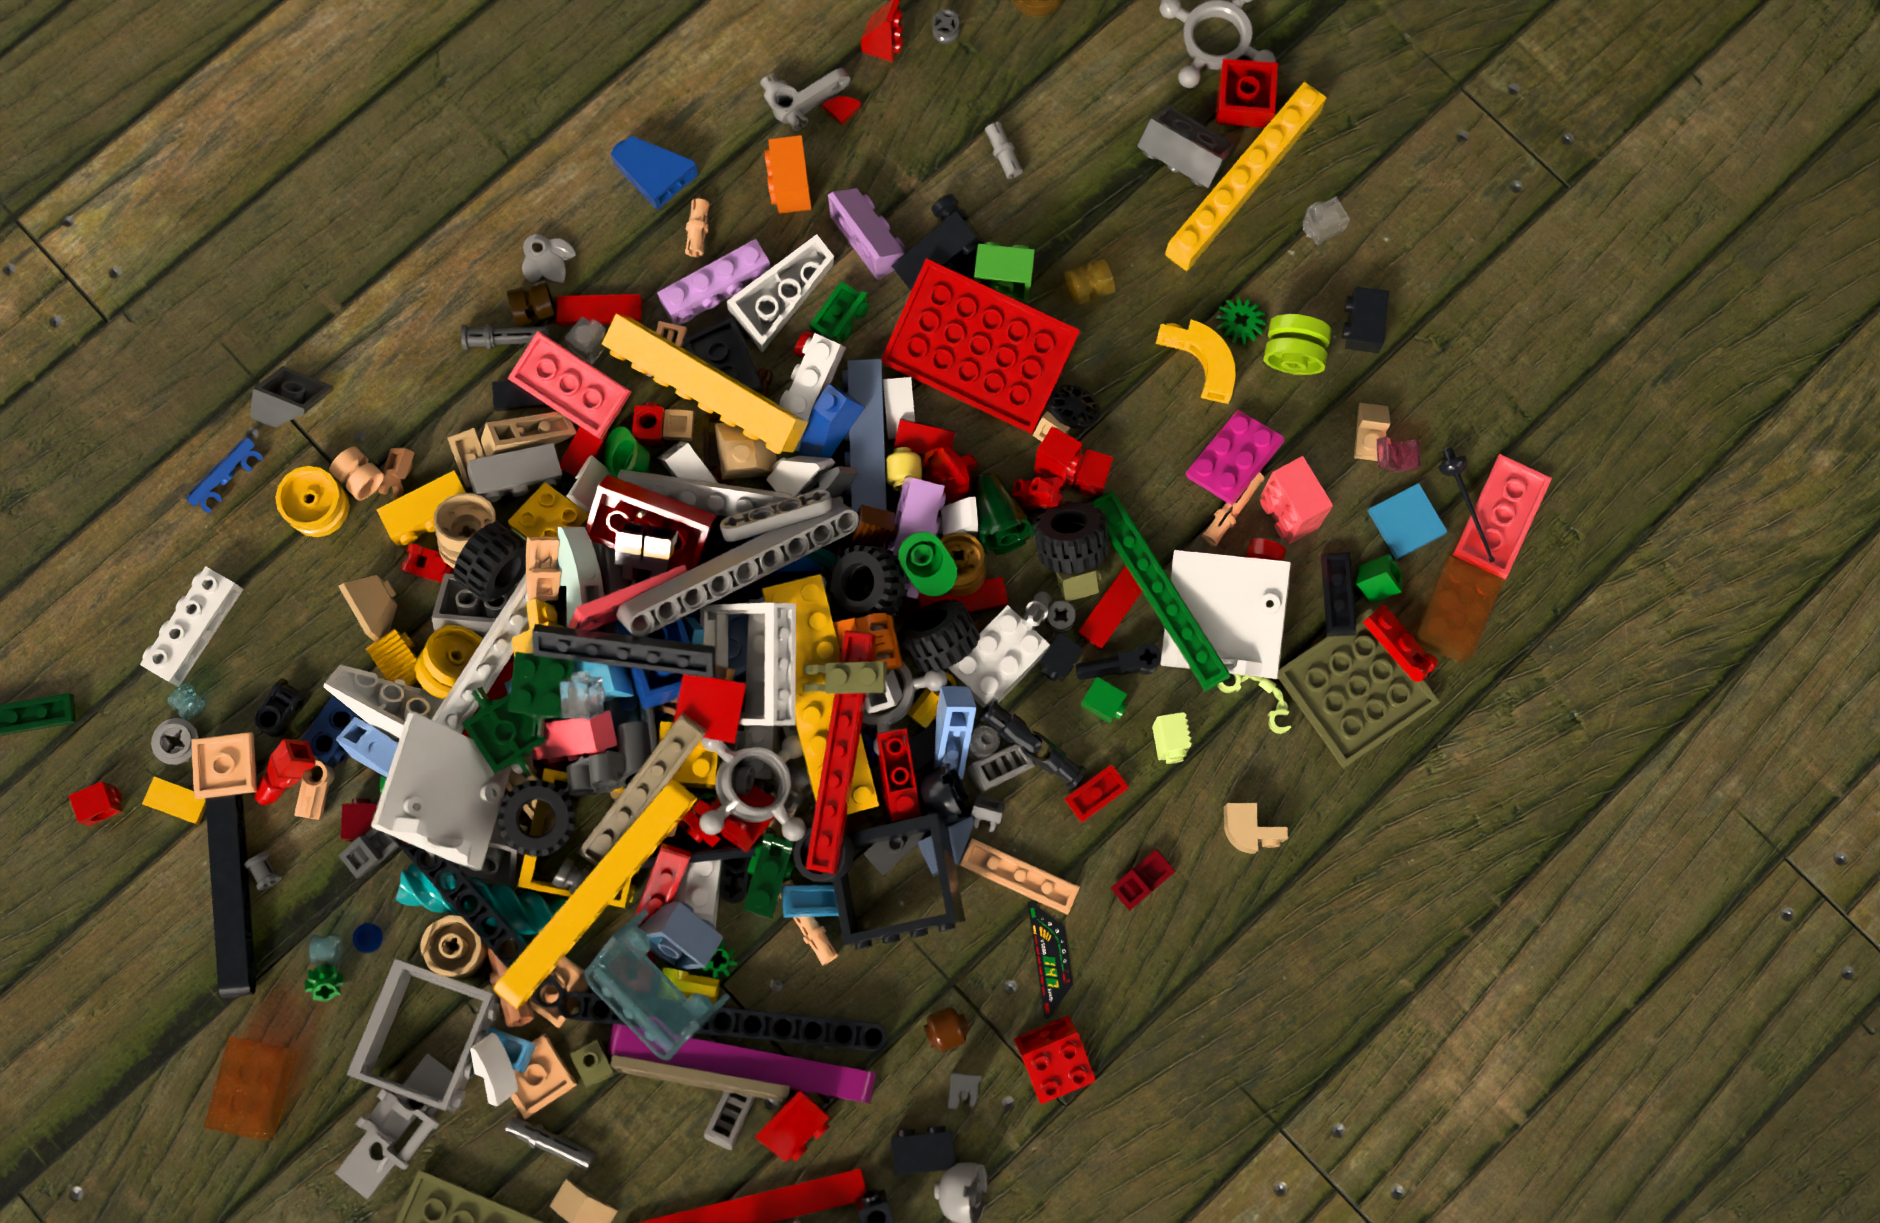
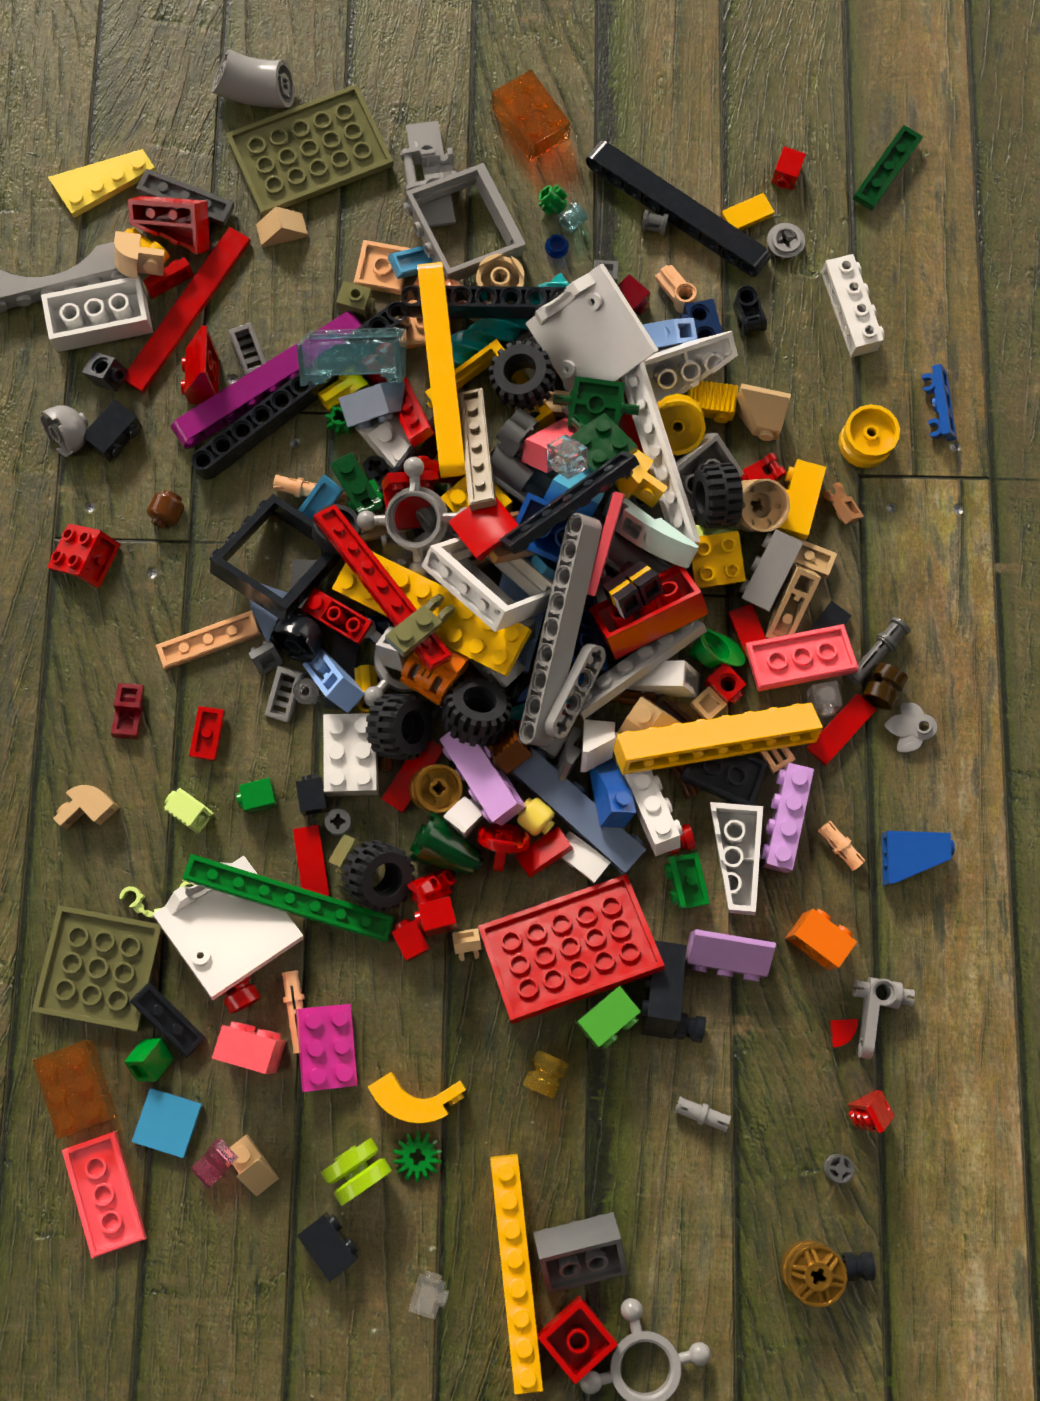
camera: 130 degrees right, 0 degrees up
(186, 701) = (805, 265): clear light blue wheel -> none
(224, 765) = (740, 247): light nougat tile -> none
(284, 770) = (704, 279): red piece -> none
(286, 396) = (959, 483): dark grey slope -> none
(360, 477) = (864, 479): light nougat wheel -> none
(494, 1065) = (404, 239): white slope -> none
(541, 568) = (680, 515): light nougat slope -> none
(552, 1143) = (309, 252): dark grey pin -> none
(570, 875) = (469, 372): dark grey wheel -> none
(587, 482) = (721, 615): white slope -> none
(702, 1078) = (256, 360): dark tan tile -> none
(927, 563) = (450, 757): green piece -> none
(964, 1084) = (119, 482): dark grey hinge -> none
(1015, 731) = (285, 716): black piece -> none
(1037, 610) = (355, 807): light grey axle -> none
(1051, 958) = (143, 612): black sticker -> none
(1074, 406) = (468, 973): black wheel -> none
(1123, 663) = (268, 831): black connector -> none
(1400, 644) = (92, 1023): red plate -> none
(1454, 467) = (167, 1194): black sword -> none

